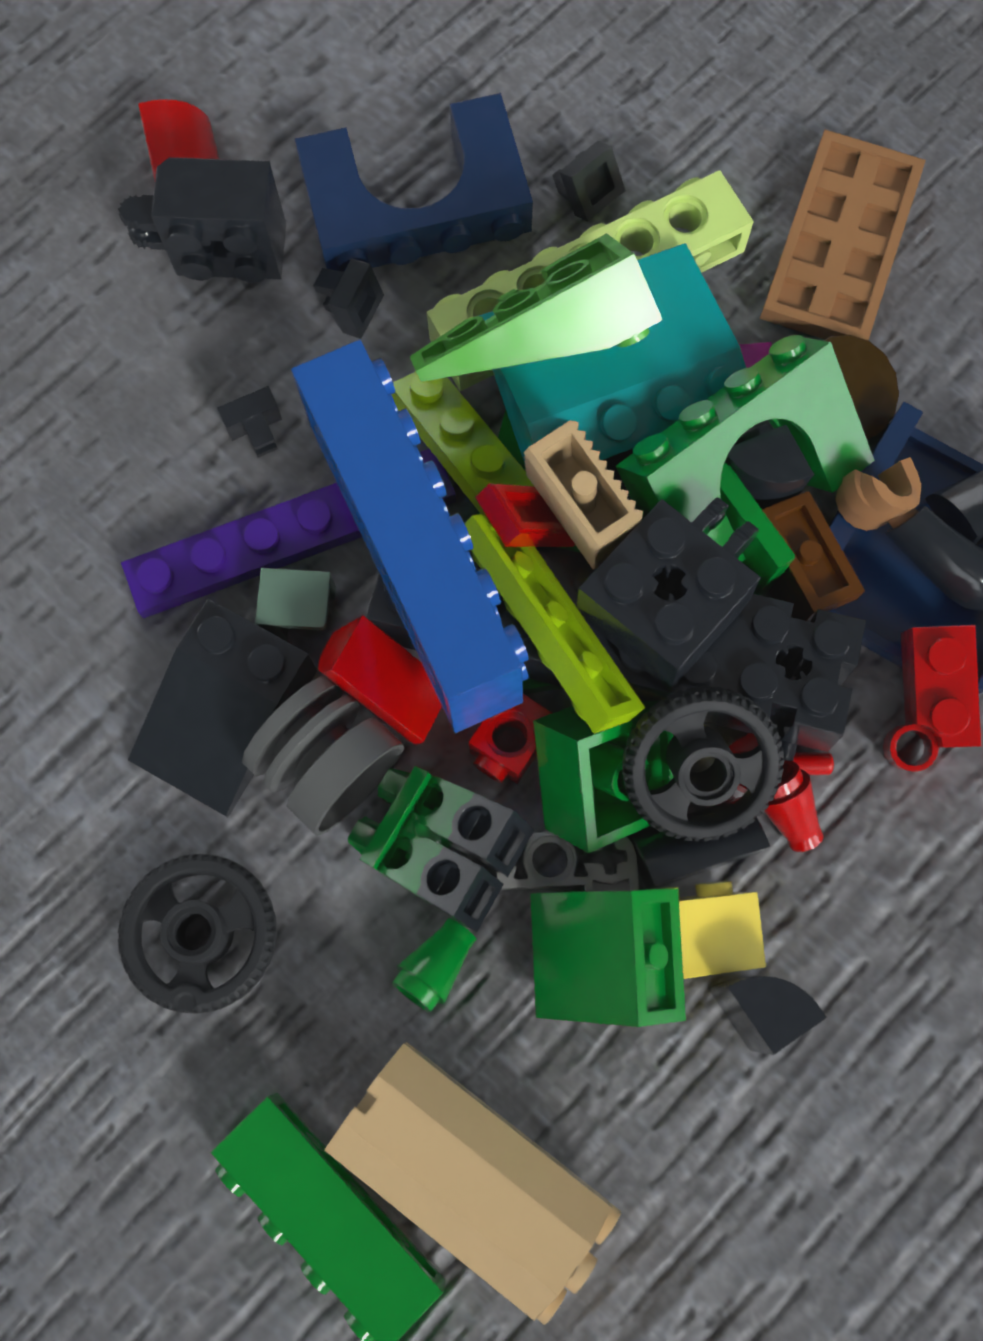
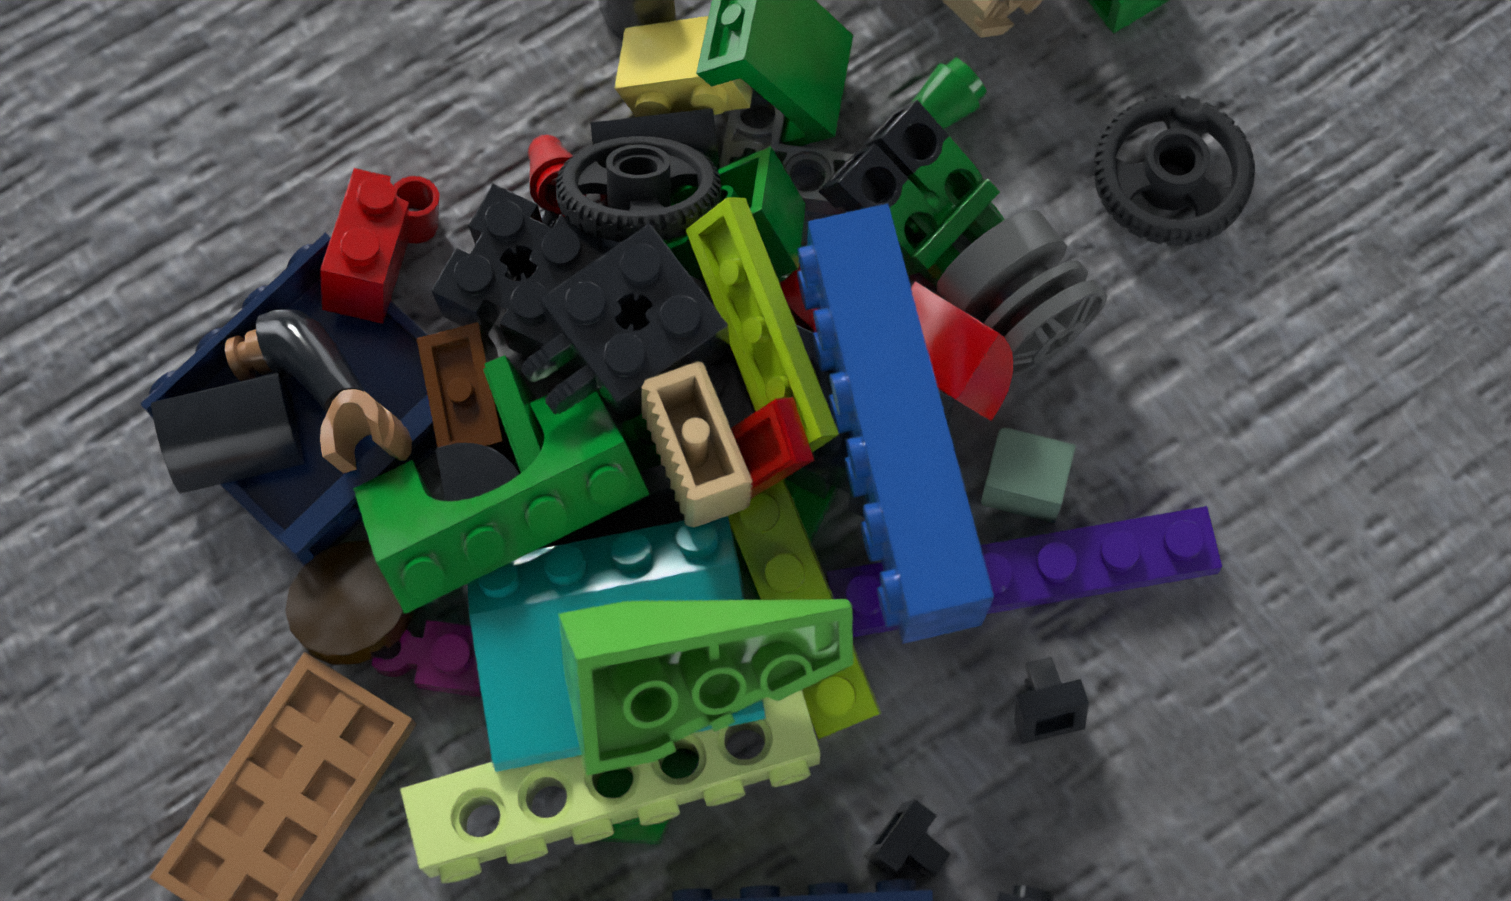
camera: 165 degrees left, 5 degrees down
(214, 701) = (1121, 387): black slope -> none

